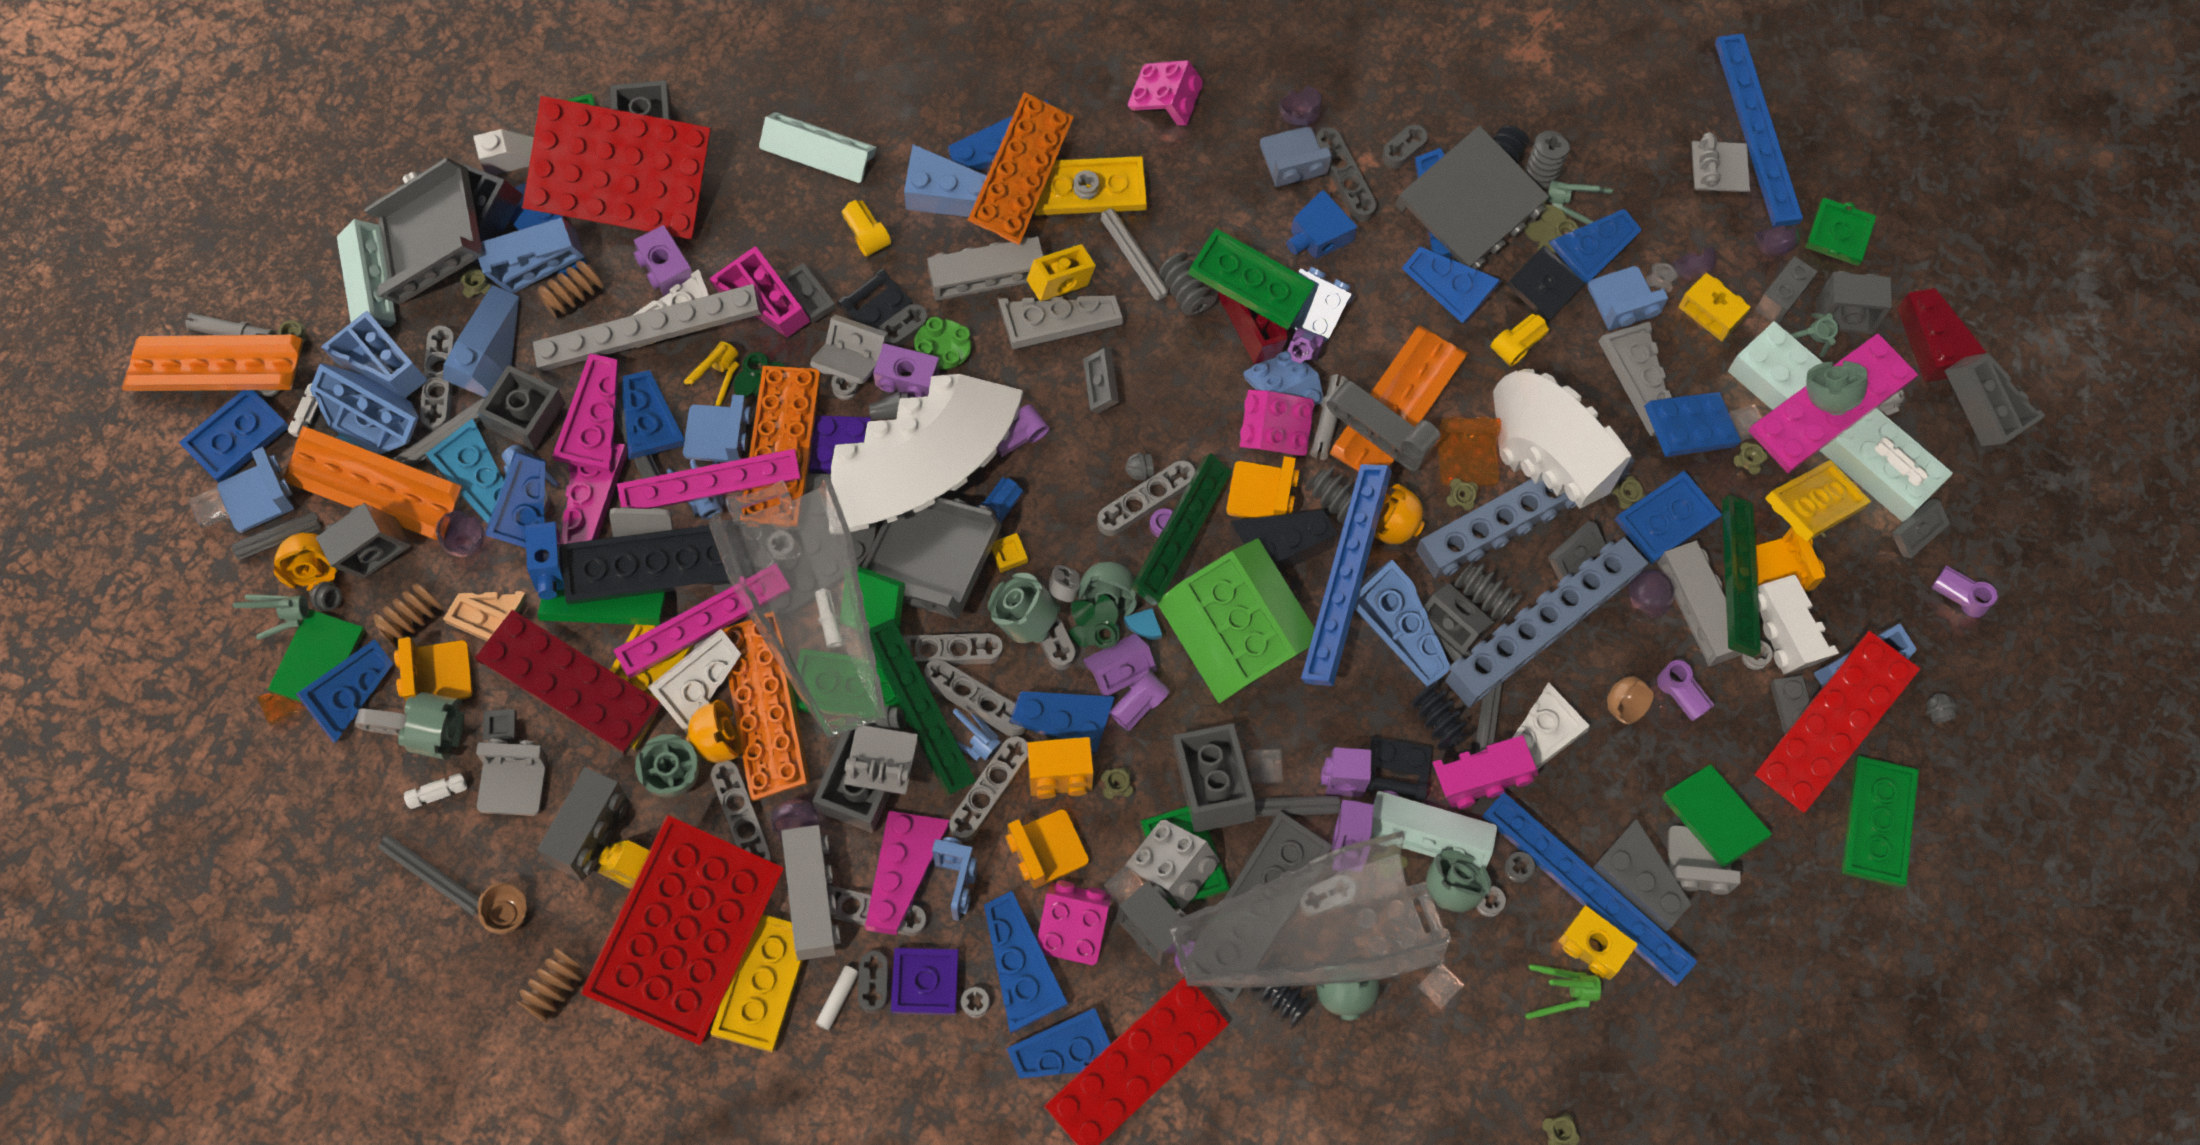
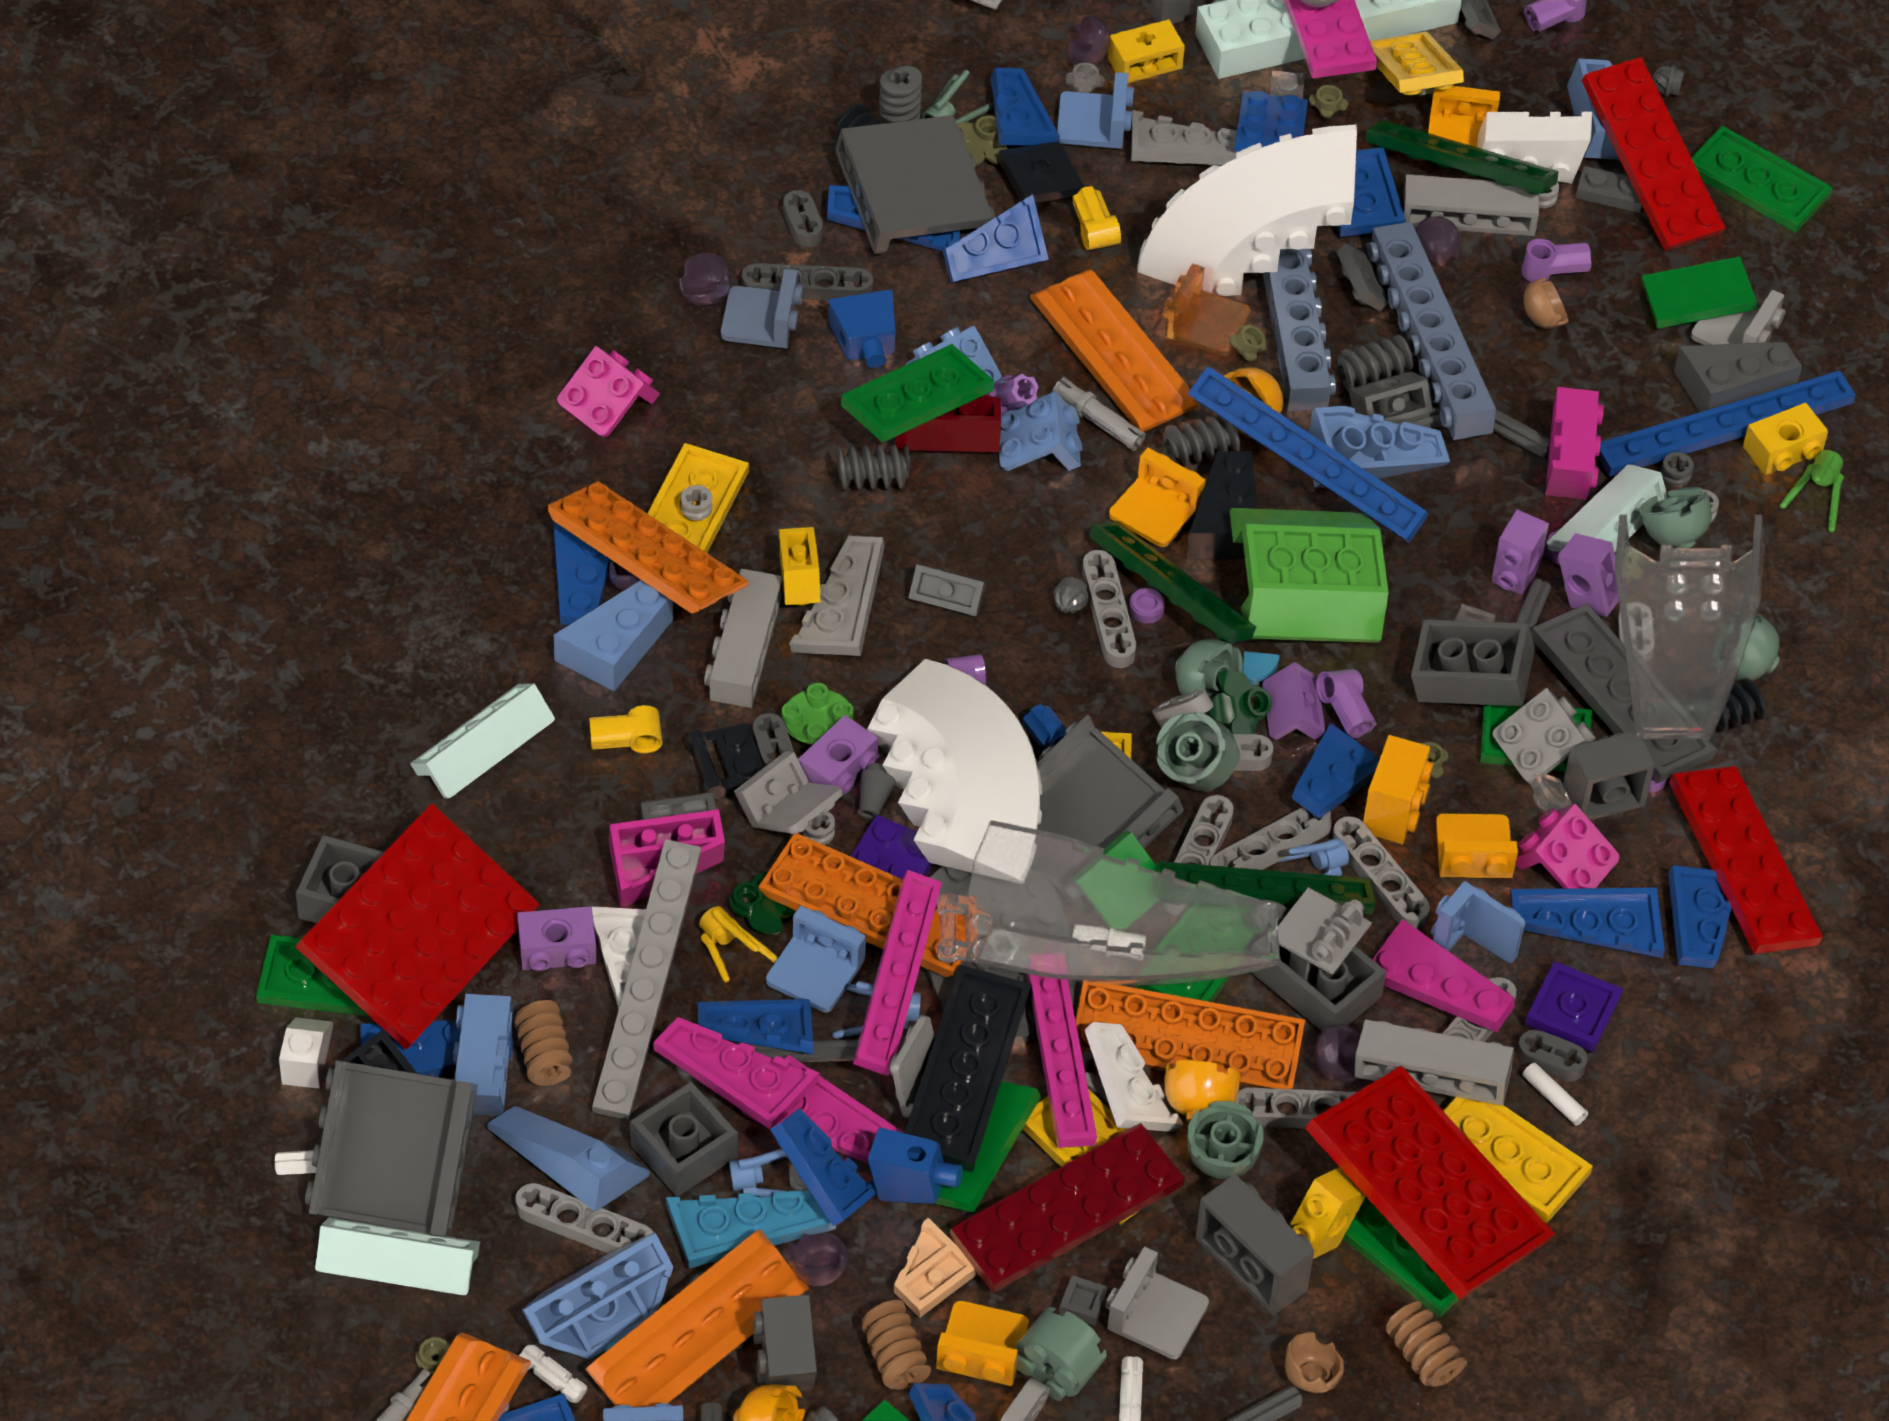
camera: 65 degrees left, 15 degrees down
(371, 352) = (531, 1259): medium blue wedge -> none
(417, 451) = (663, 1227): light grey axle -> none
(472, 276) = (481, 1136): olive plate -> none
(985, 1002) = (1618, 965): light grey bush -> none
(1134, 254) = (800, 502): light grey axle -> none
(1276, 422) = (1085, 457): dark pink bracket -> none
(1384, 427) = (1152, 362): dark grey beam -> none
(1403, 760) = (1529, 502): black plate -> none
(1440, 718) = (1491, 458): black piece -> none
(1440, 985) = (1776, 583): clear plate -> none
(1550, 726) = (1536, 379): white wing -> none

